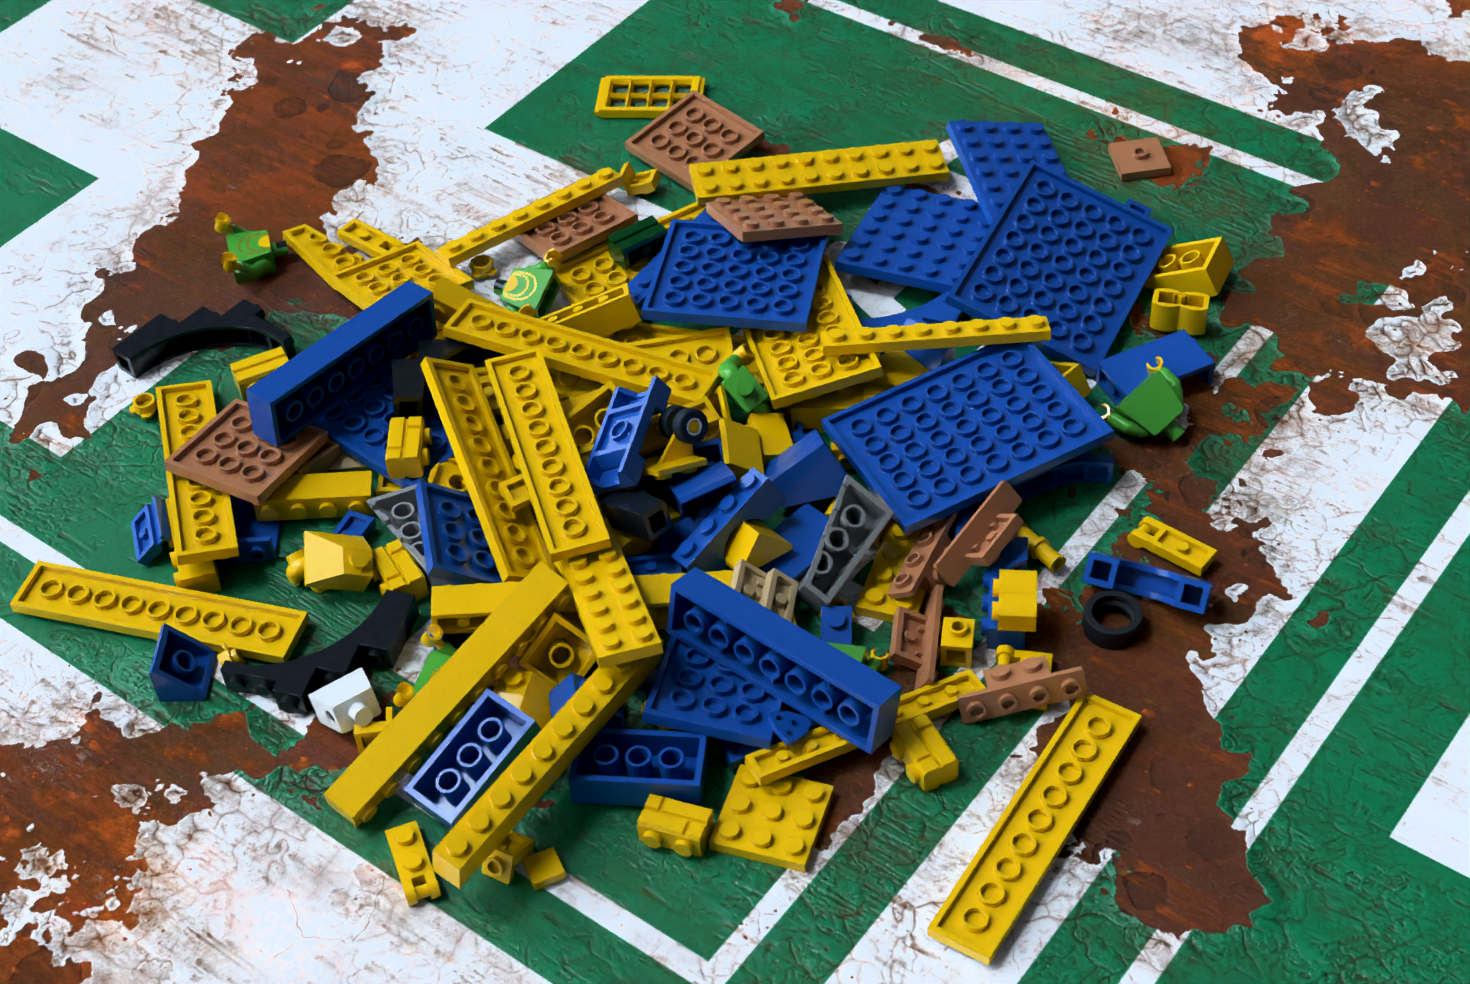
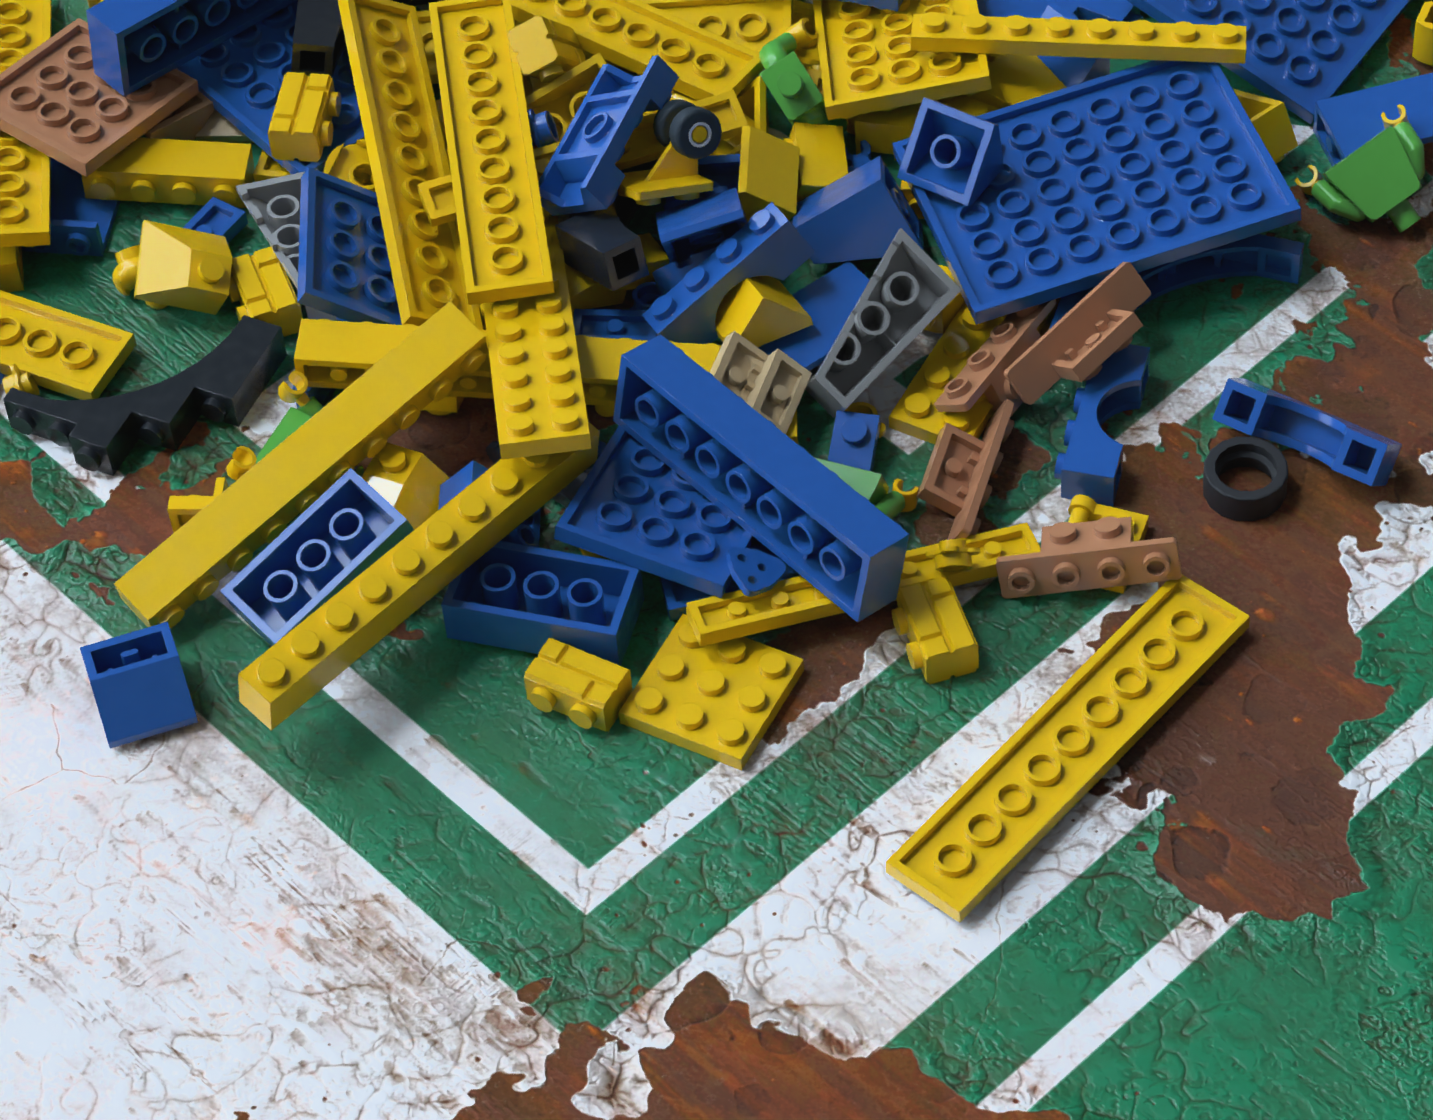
camera: 10 degrees right, 5 degrees up
(346, 702) = (165, 464): white torso -> none
(352, 867) = (138, 684): none -> blue slope
(412, 862) = (217, 686): yellow plate -> none
(508, 853) = (344, 694): yellow bracket -> none
(544, 868) = (393, 720): yellow tile -> none
(559, 651) = (458, 428): yellow slope -> none
(571, 382) = (545, 48): none -> yellow brick
(580, 435) = (542, 128): none -> blue plate
(866, 420) = (951, 153): none -> blue slope
(927, 698) = (953, 555): none -> yellow plate
(957, 642) = (1018, 483): yellow brick -> none
(1016, 600) = (1107, 434): yellow brick -> none
(1040, 549) = (1167, 365): yellow pin -> none
(1172, 545) = (1358, 383): yellow plate -> none

